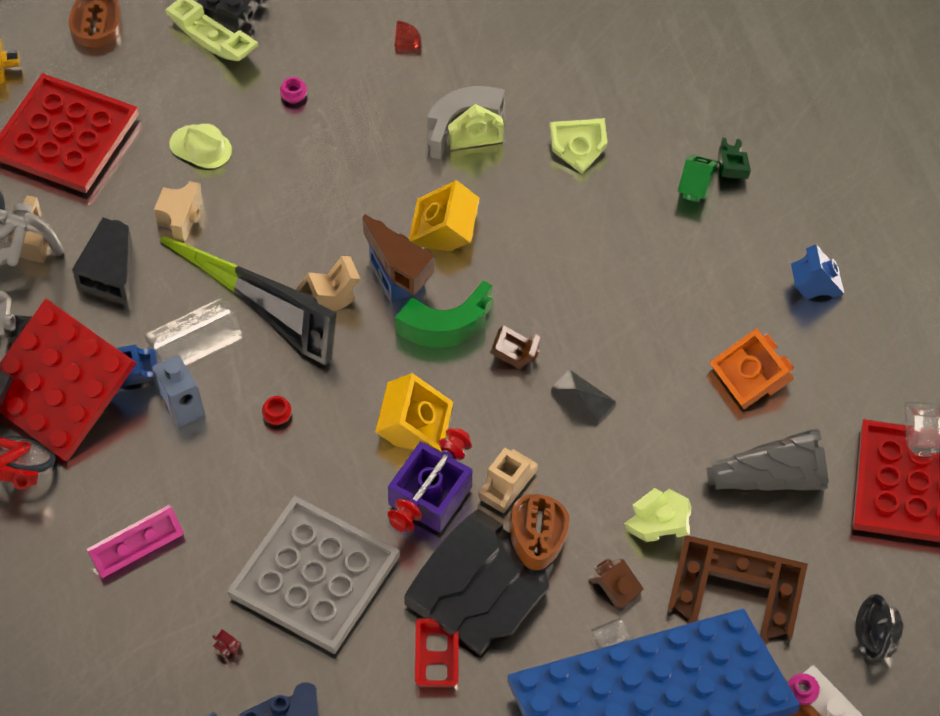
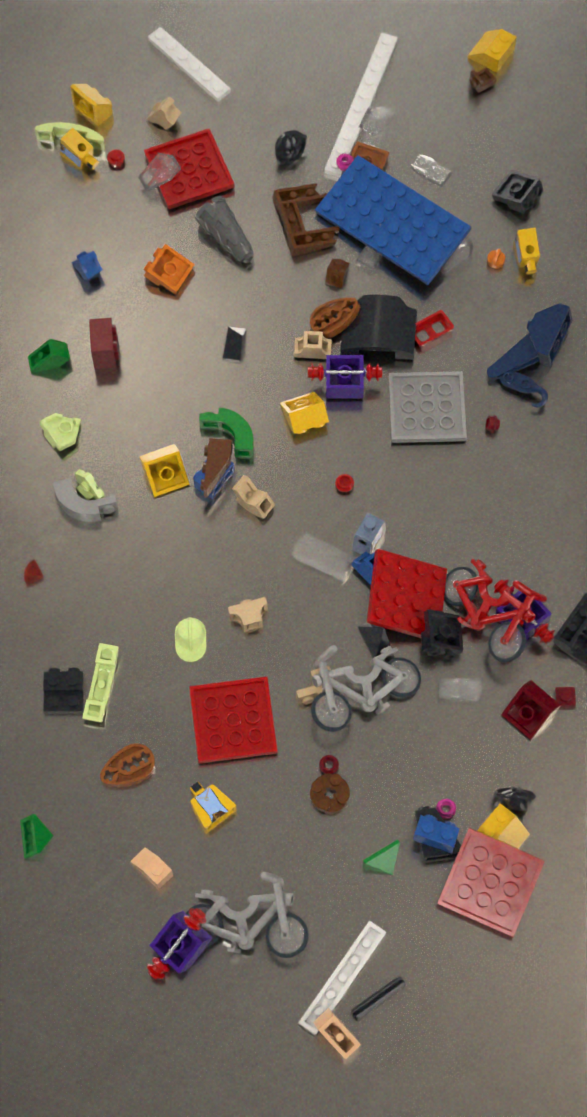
camera: 120 degrees left, 10 degrees up
(107, 261) = (308, 629): black slope -> none
(135, 541) = (468, 499): dark pink plate -> none
(291, 312) = (284, 502): black plate -> none
(293, 89) = (117, 605): dark pink plate -> none
(515, 348) = (227, 385): reddish brown bracket -> none
(660, 515) = (288, 266): yellowish green plate -> none
(673, 230) = (103, 343): none -> dark red brick
(732, 161) = (26, 344): dark green plate -> none

